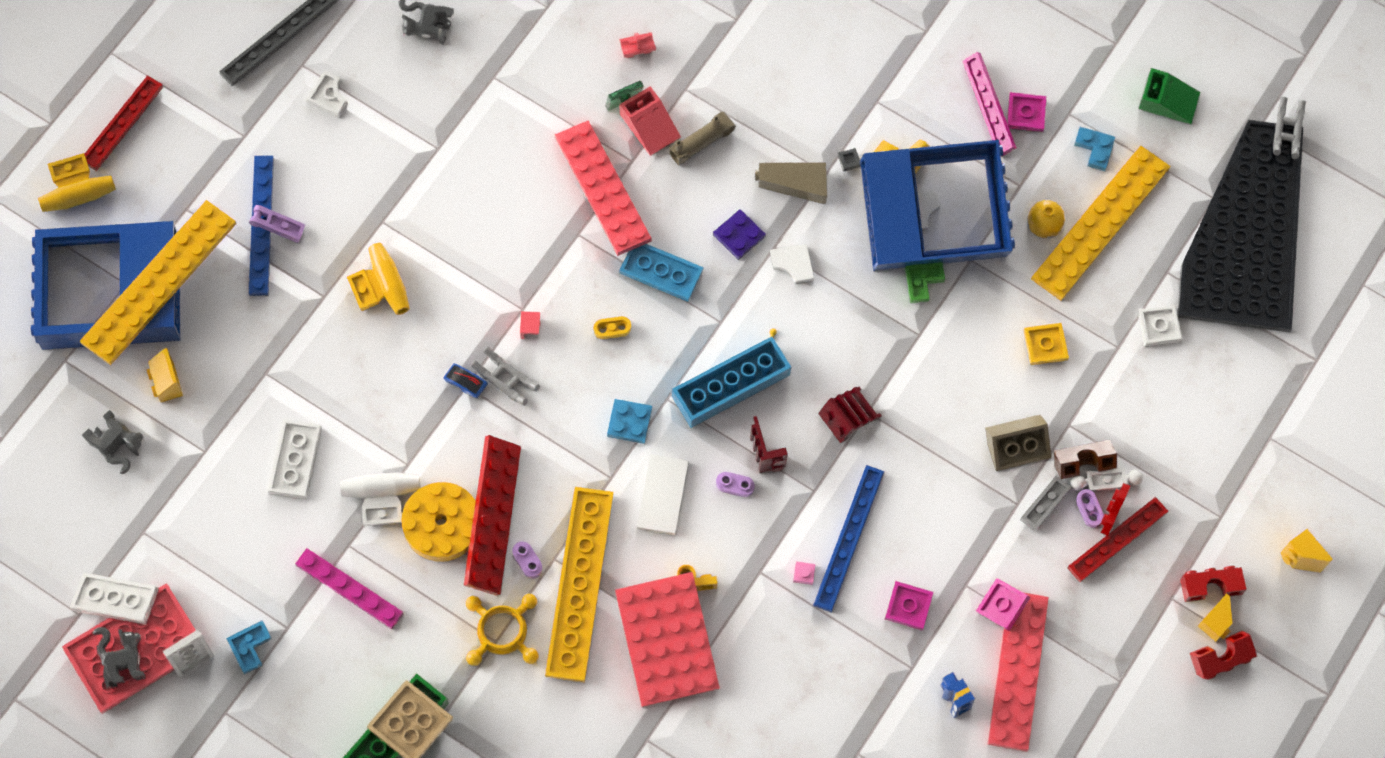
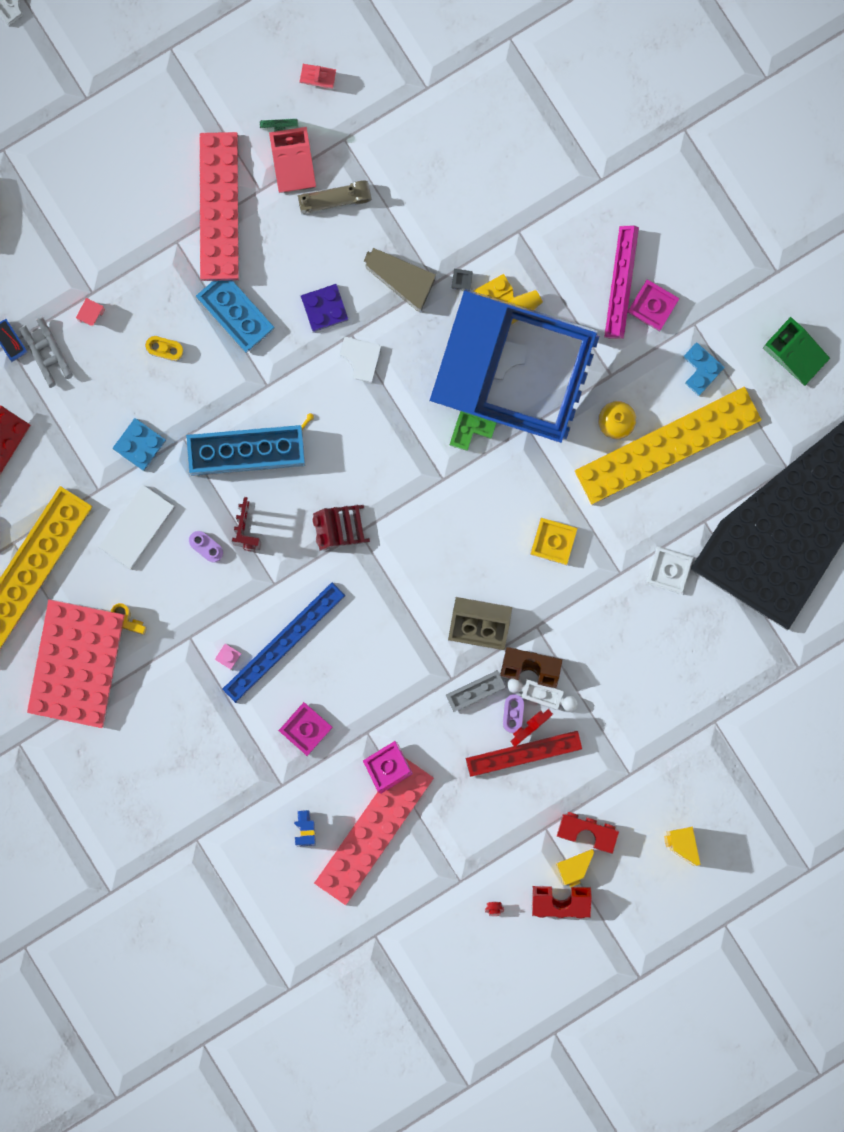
camera: 25 degrees right, 15 degrees up
(1165, 690) = (494, 908): none -> red plate

